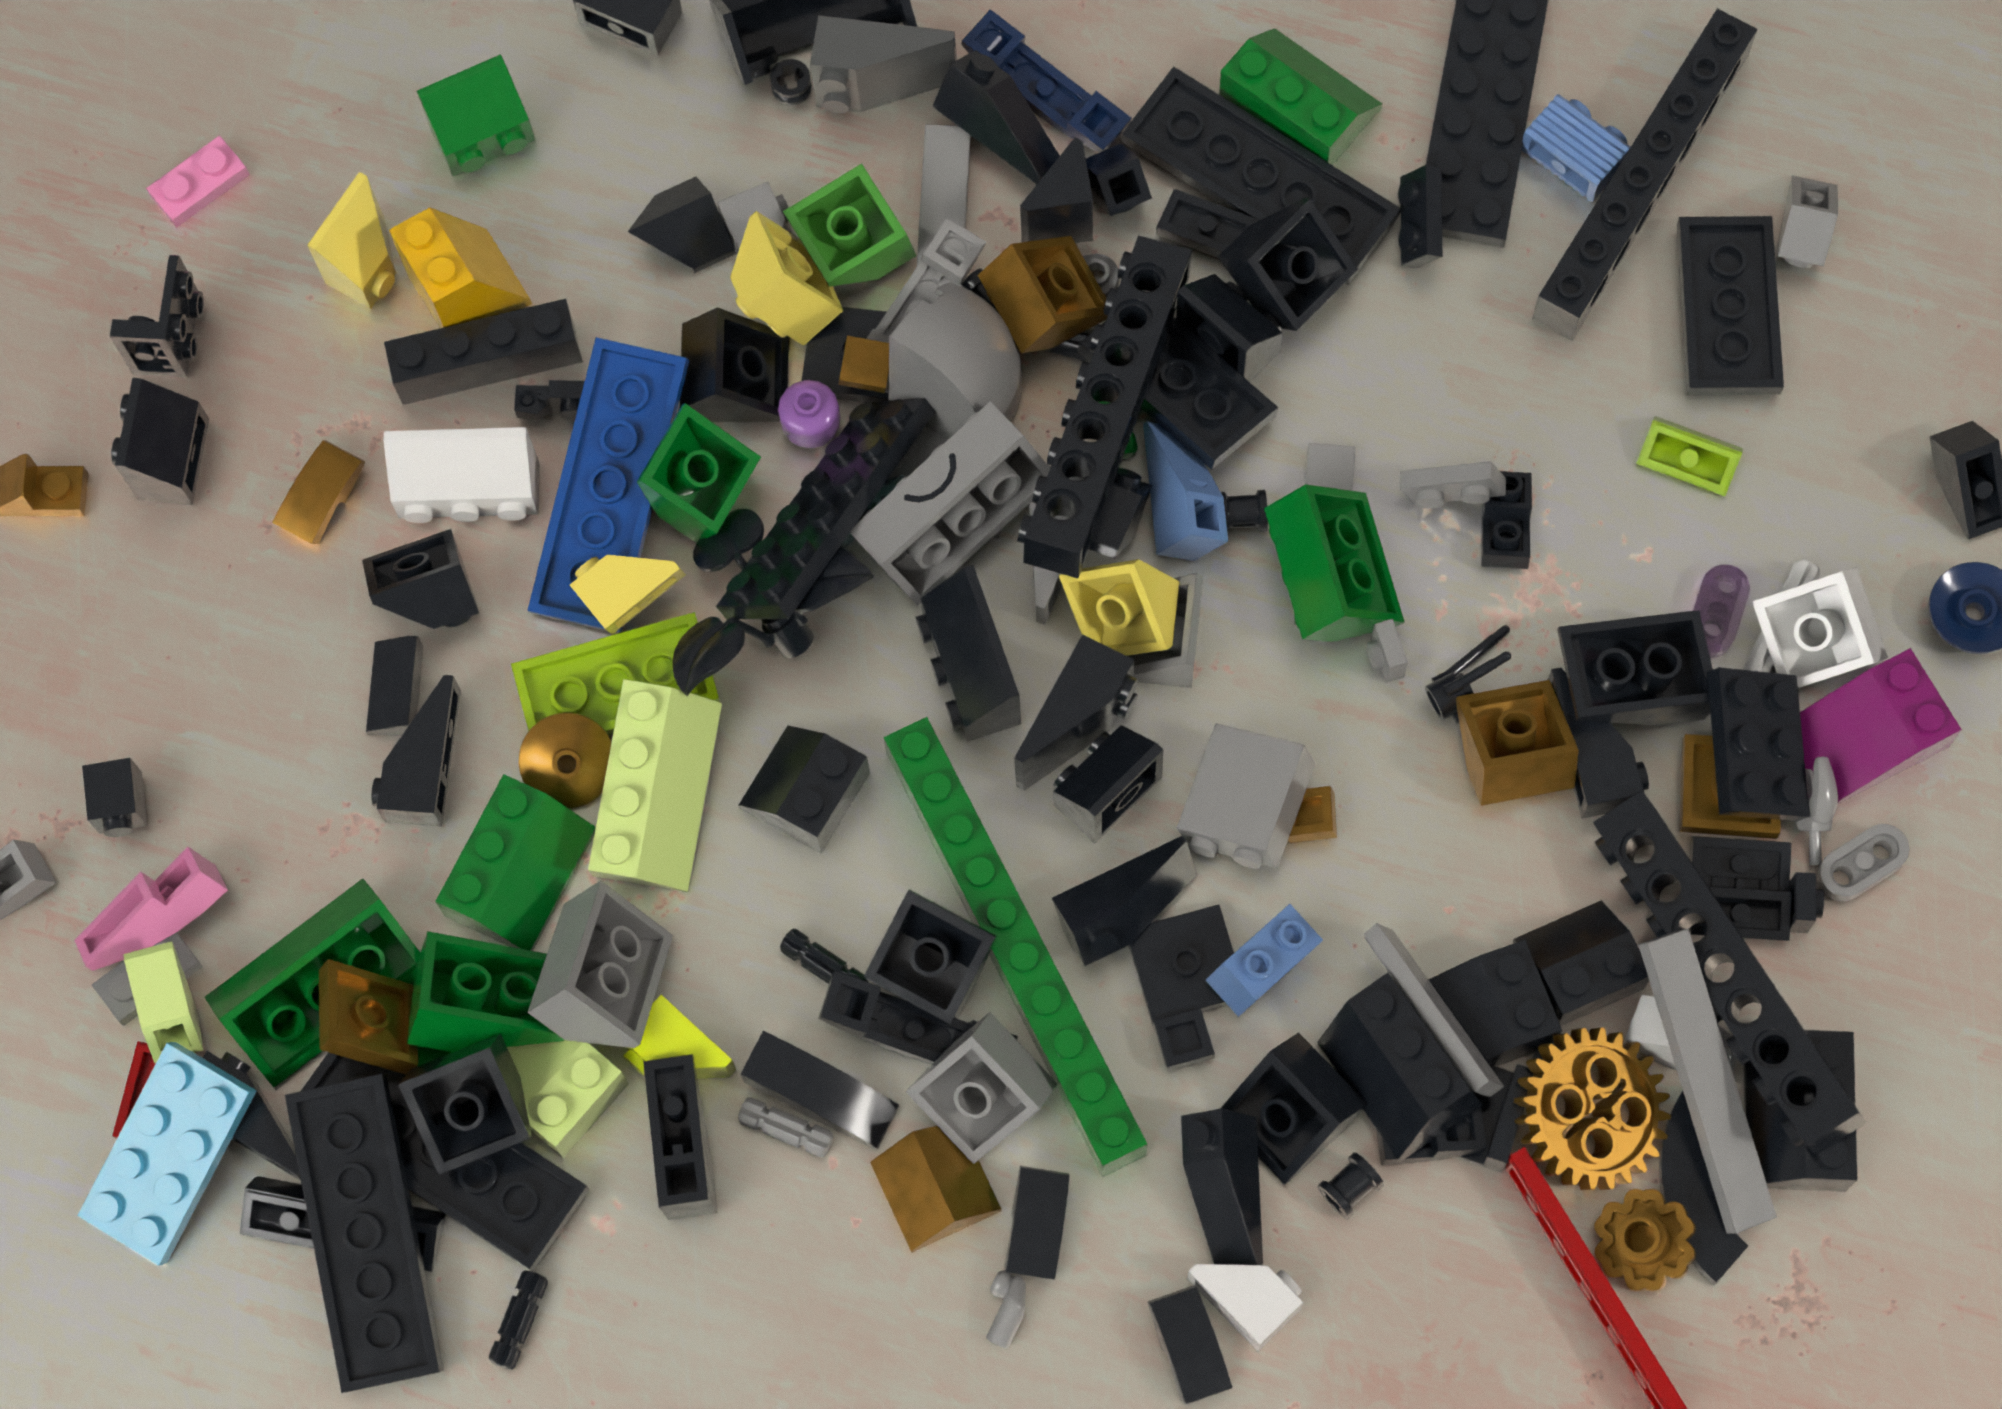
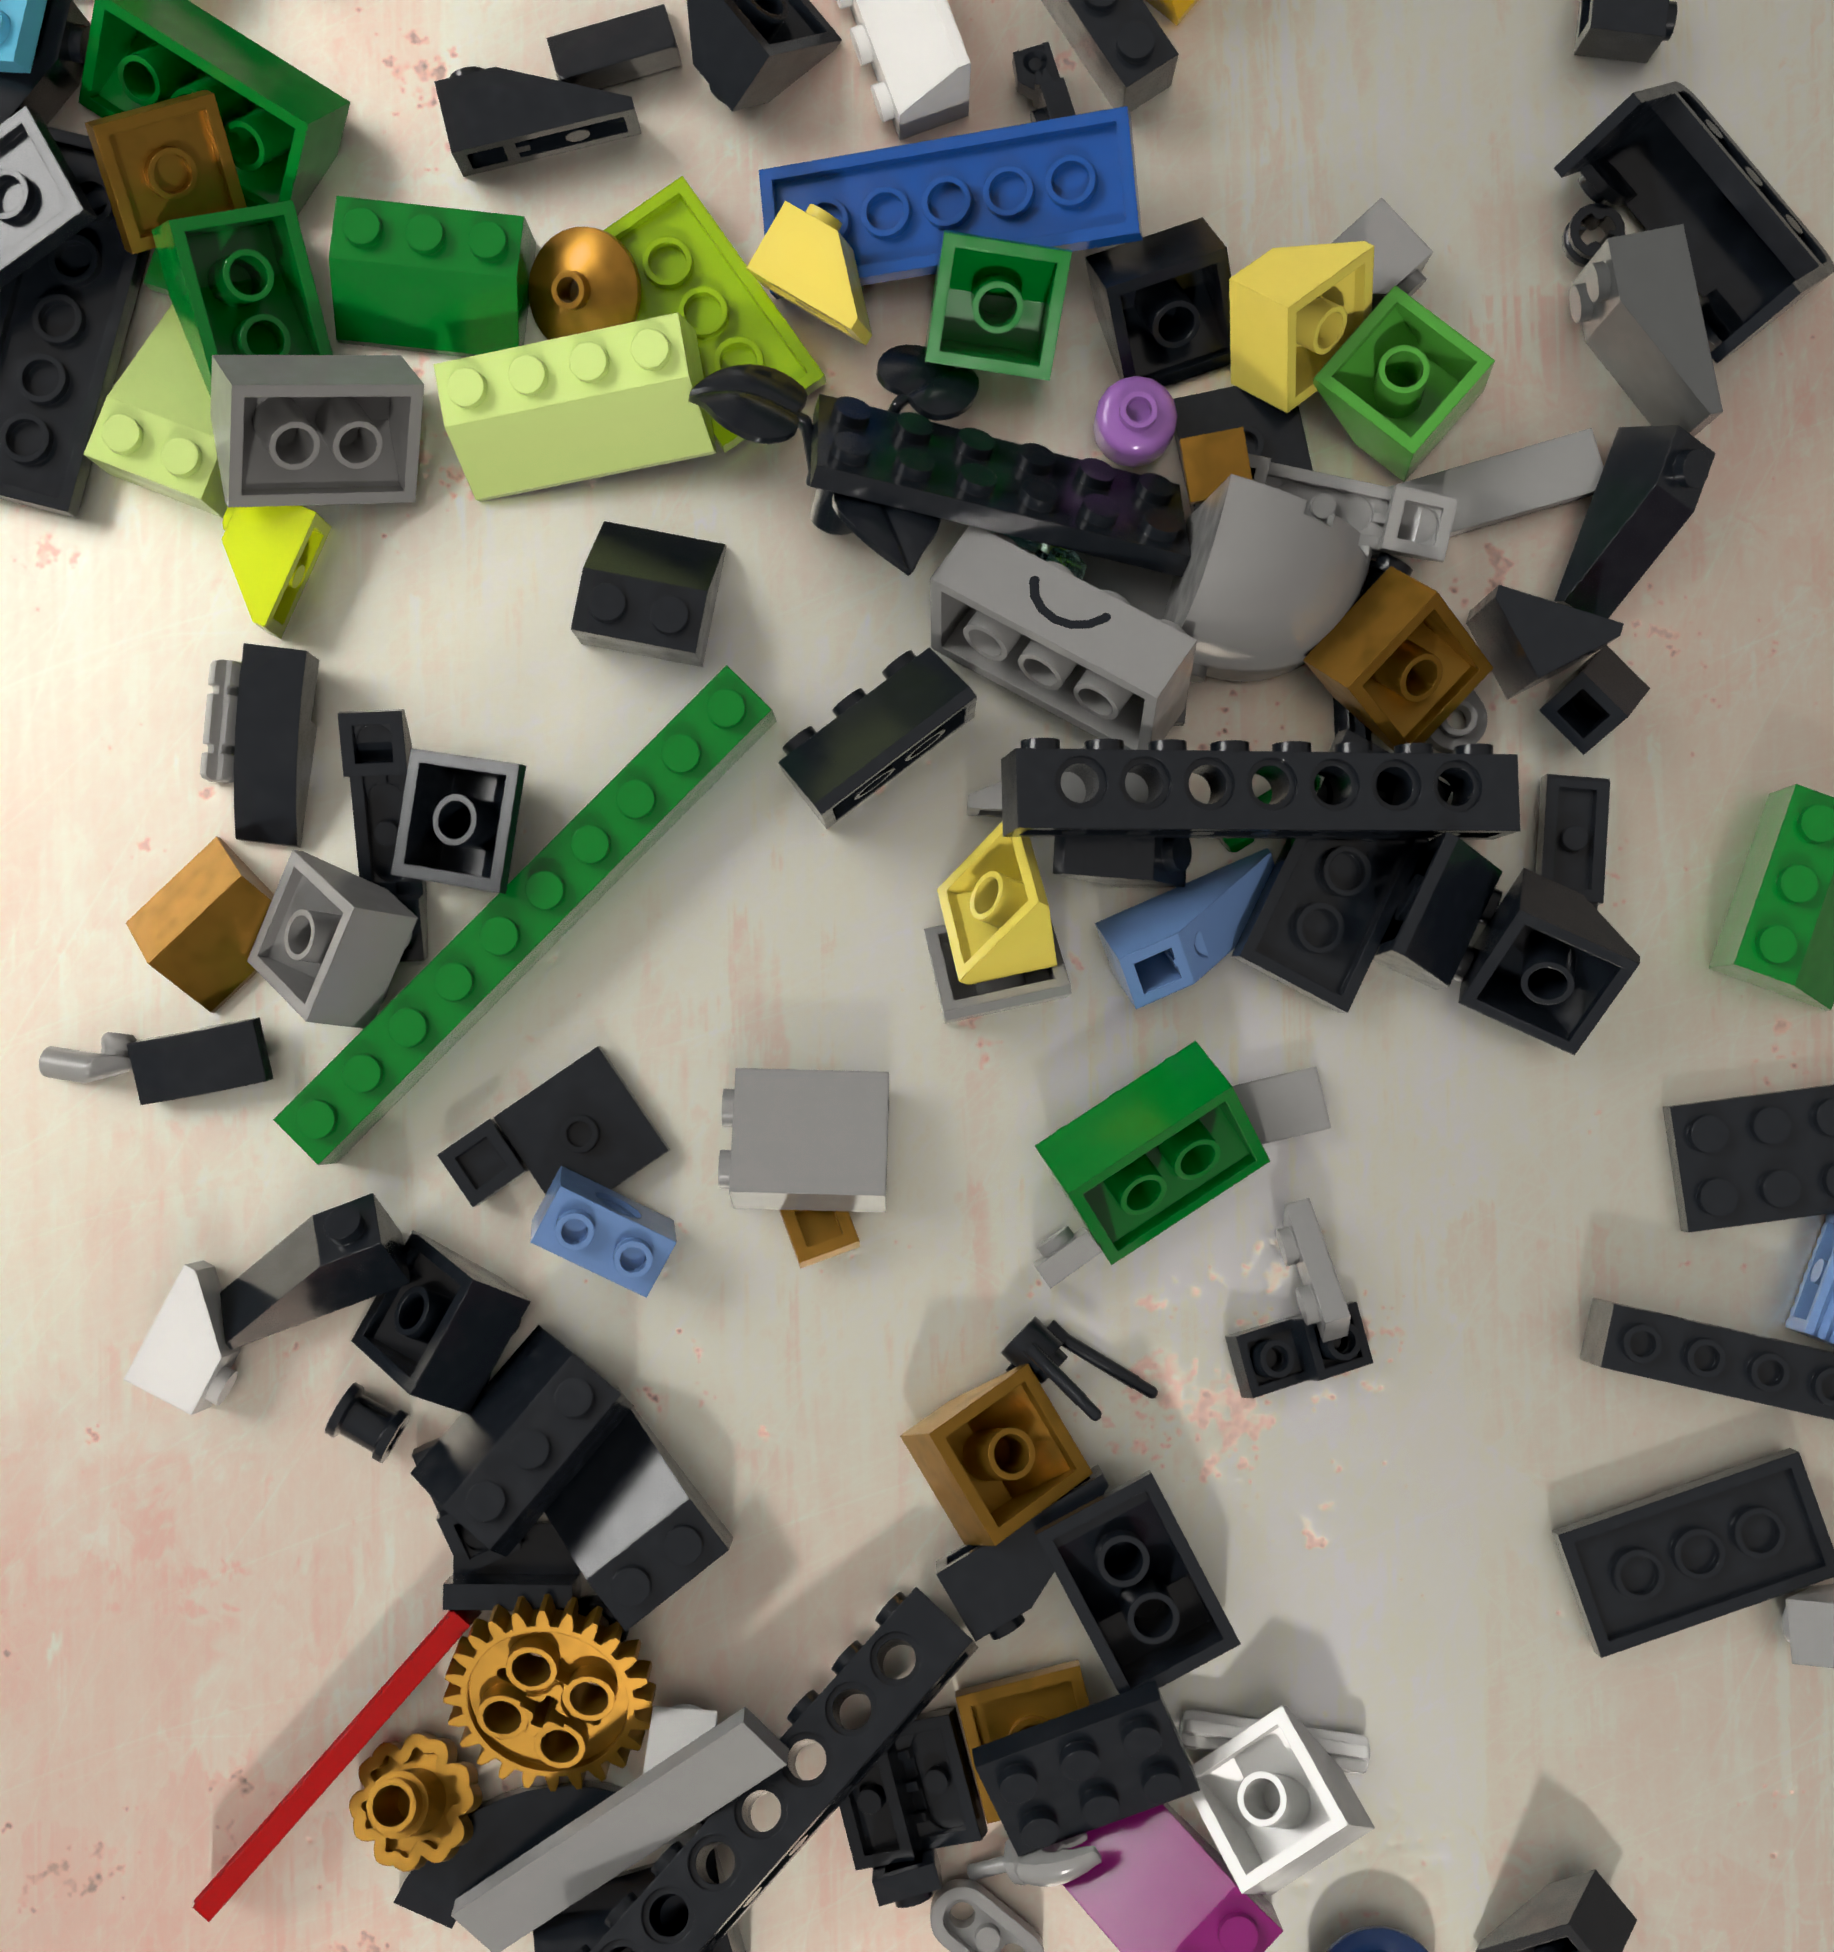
camera: 70 degrees right, 15 degrees up
(468, 1103) = (96, 327): black slope -> none
(679, 1138) = (146, 600): black slope -> none
(685, 226) = (1341, 169): black slope -> none
(815, 957) = (438, 692): black axle -> none
(1046, 88) = (1699, 562): dark blue slope -> none
(1082, 705) = (859, 896): black slope -> none
(1108, 781) = (772, 959): black slope -> none
(1122, 902) = (618, 1027): black slope -> none
(1189, 1344) = (111, 1291): black slope -> none
(1246, 511) = (1194, 1014): black bush -> none
(1252, 164) = (1680, 872): black plate -> none
(1420, 216) = (1681, 1112): black plate -> none
(1433, 1010) = (598, 1464): light grey tile -> none
(1586, 961) = (741, 1622): black slope -> none
(1690, 456) = (1469, 1559): lime slope -> none
(1722, 607) = (1268, 1655): clear purple plate -> none

